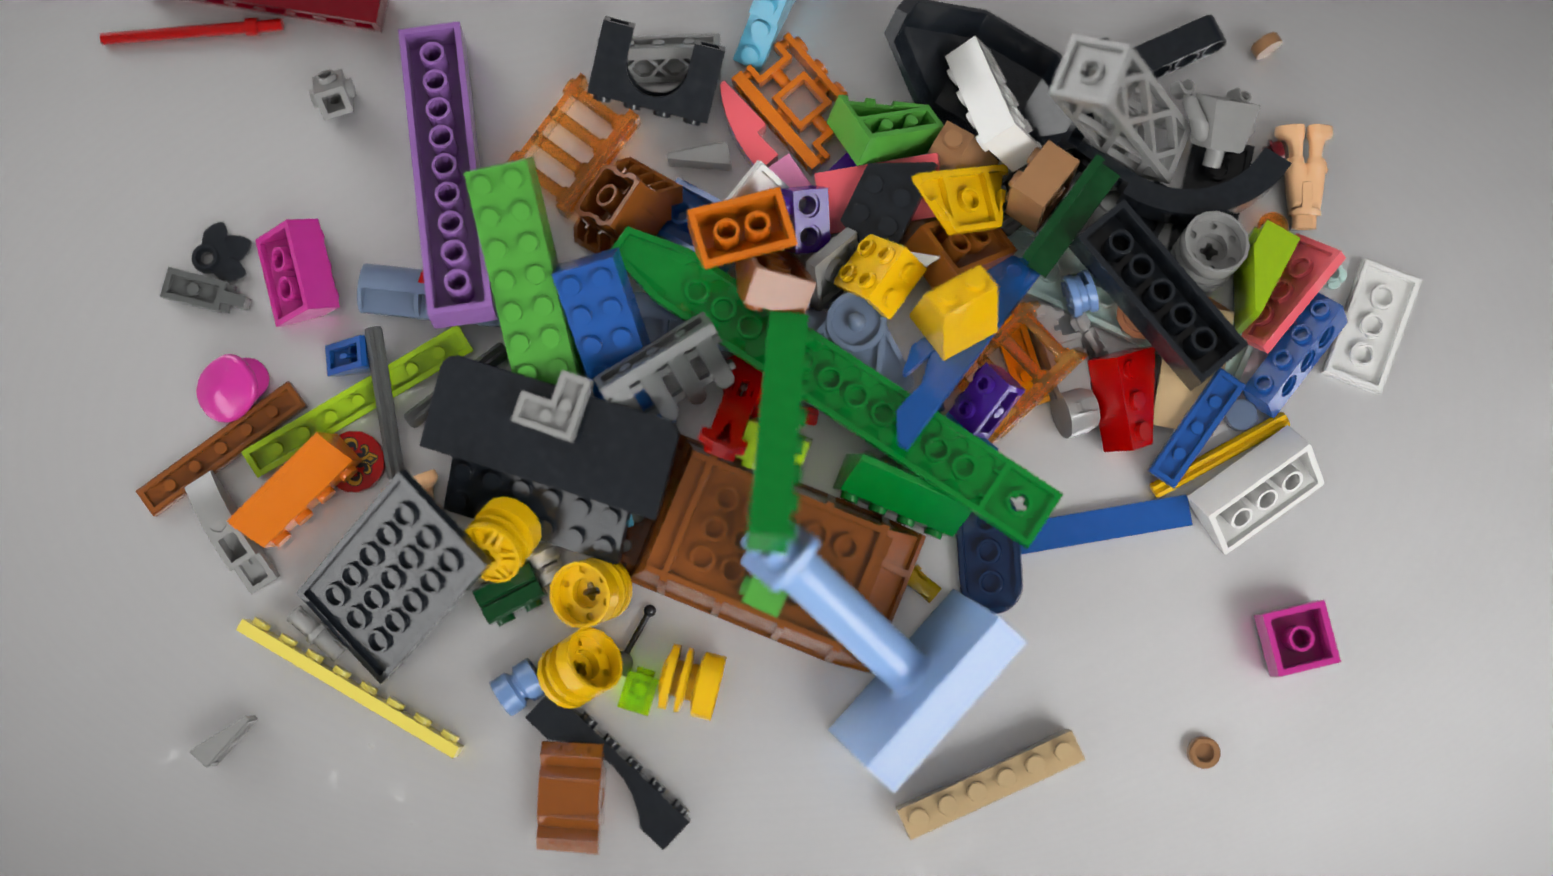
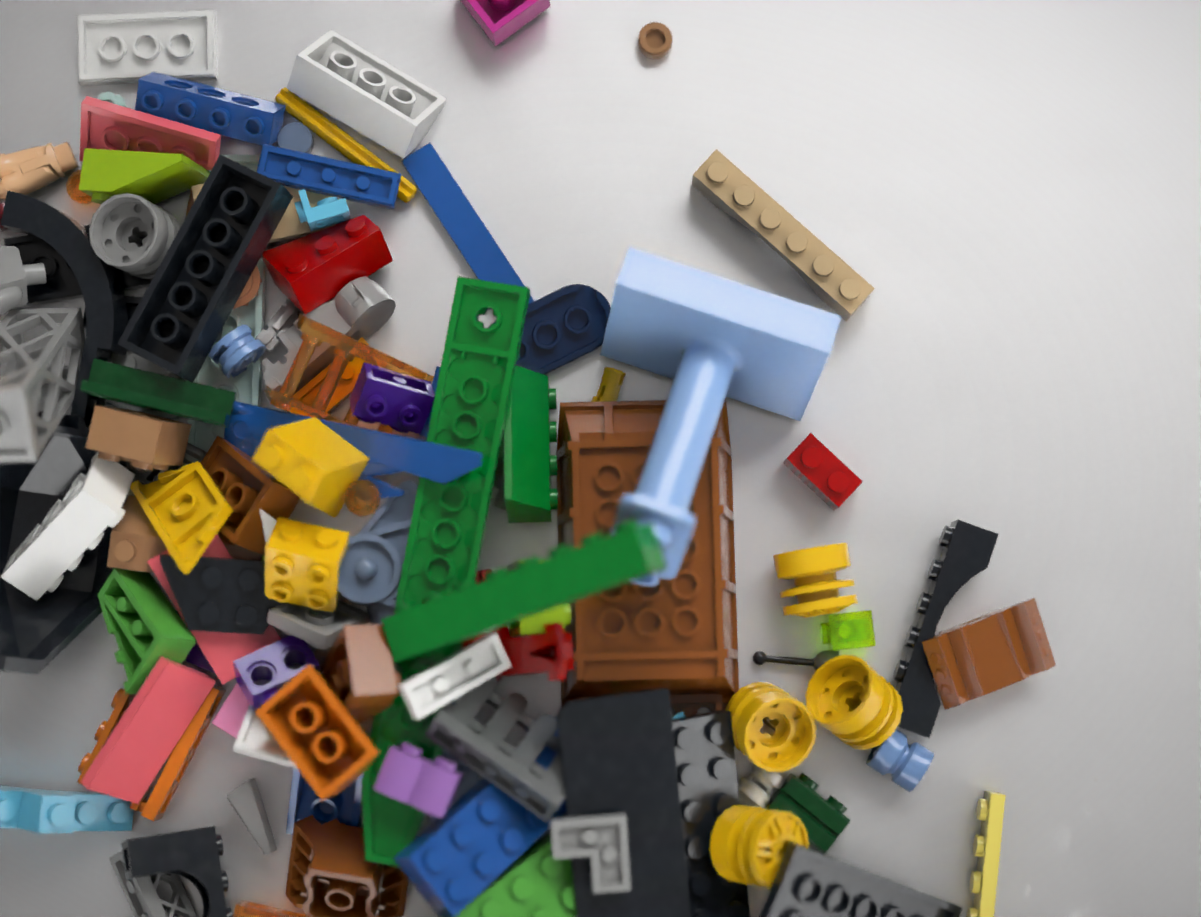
camera: 110 degrees left, 0 degrees up
(669, 292) = (419, 780): none -> medium lavender brick
(738, 353) = (454, 676): none -> white plate
(746, 128) = (202, 781): coral slope -> none
(762, 597) = (702, 541): bright green brick -> none
(777, 729) = (822, 472): none -> red brick
(802, 101) = (148, 731): none -> coral tile
(914, 341) = (362, 498): none -> clear orange plate
(1165, 415) = (325, 214): none -> medium azure bracket

